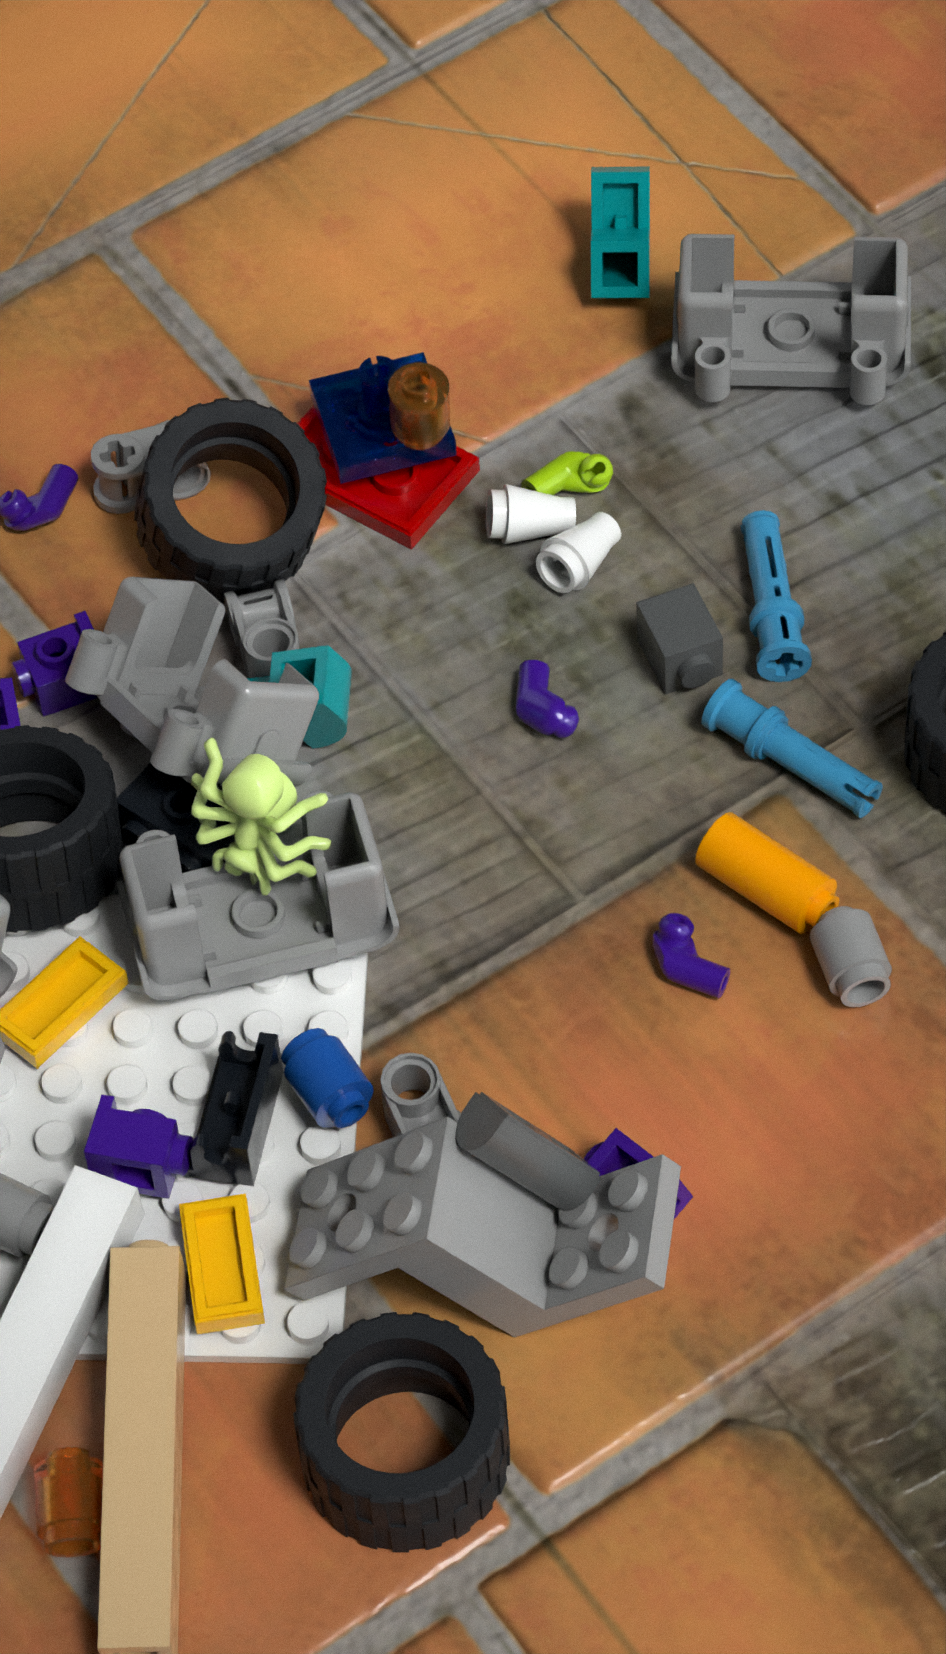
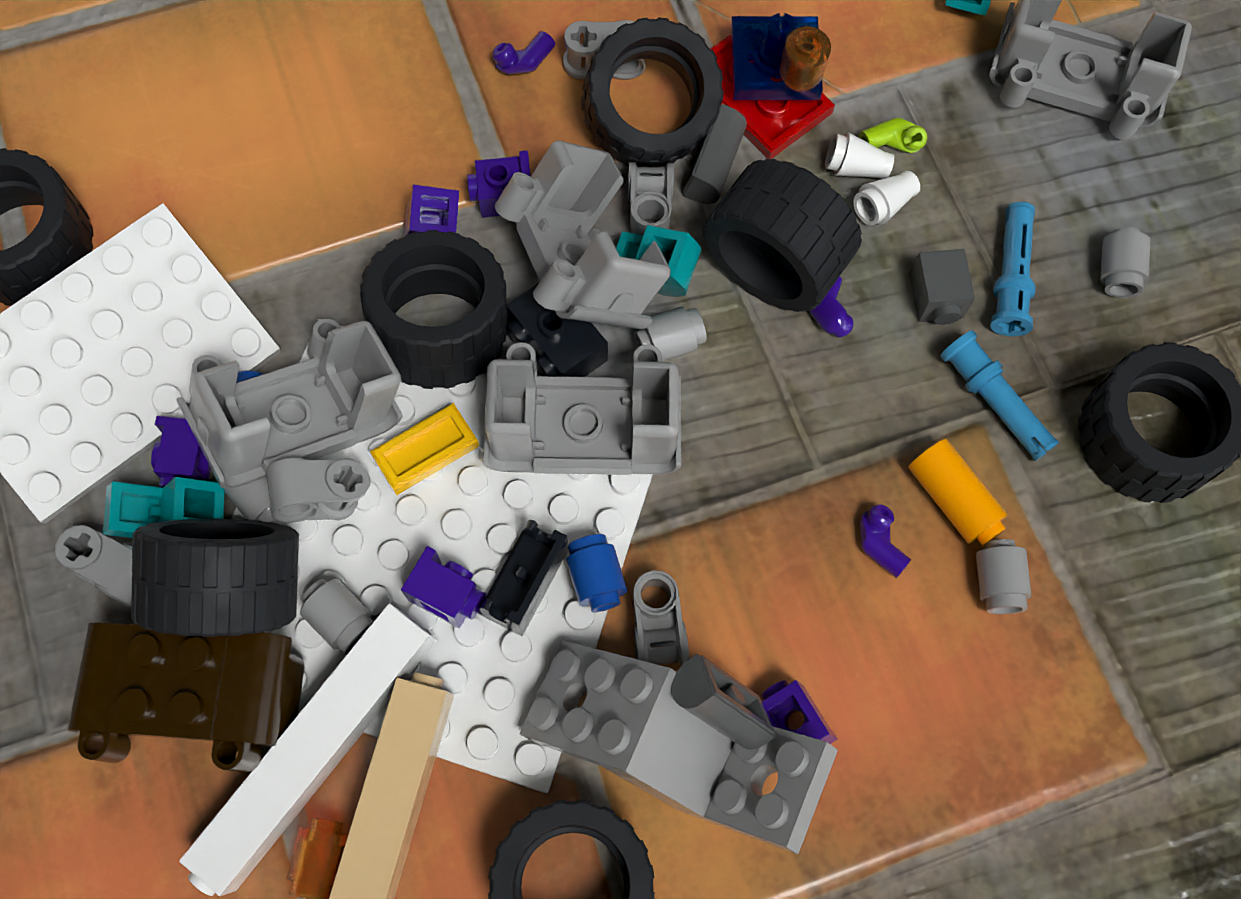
camera: 10 degrees right, 15 degrees up
(221, 1264) = (480, 697): yellow tile -> none
(258, 805) = (596, 354): yellowish green animal -> none
(337, 560) = (715, 157): none -> dark grey brick
(349, 771) = (673, 332): none -> light grey brick
(450, 623) = (782, 234): none -> black tyre
(911, 551) = (1125, 262): none -> light grey brick

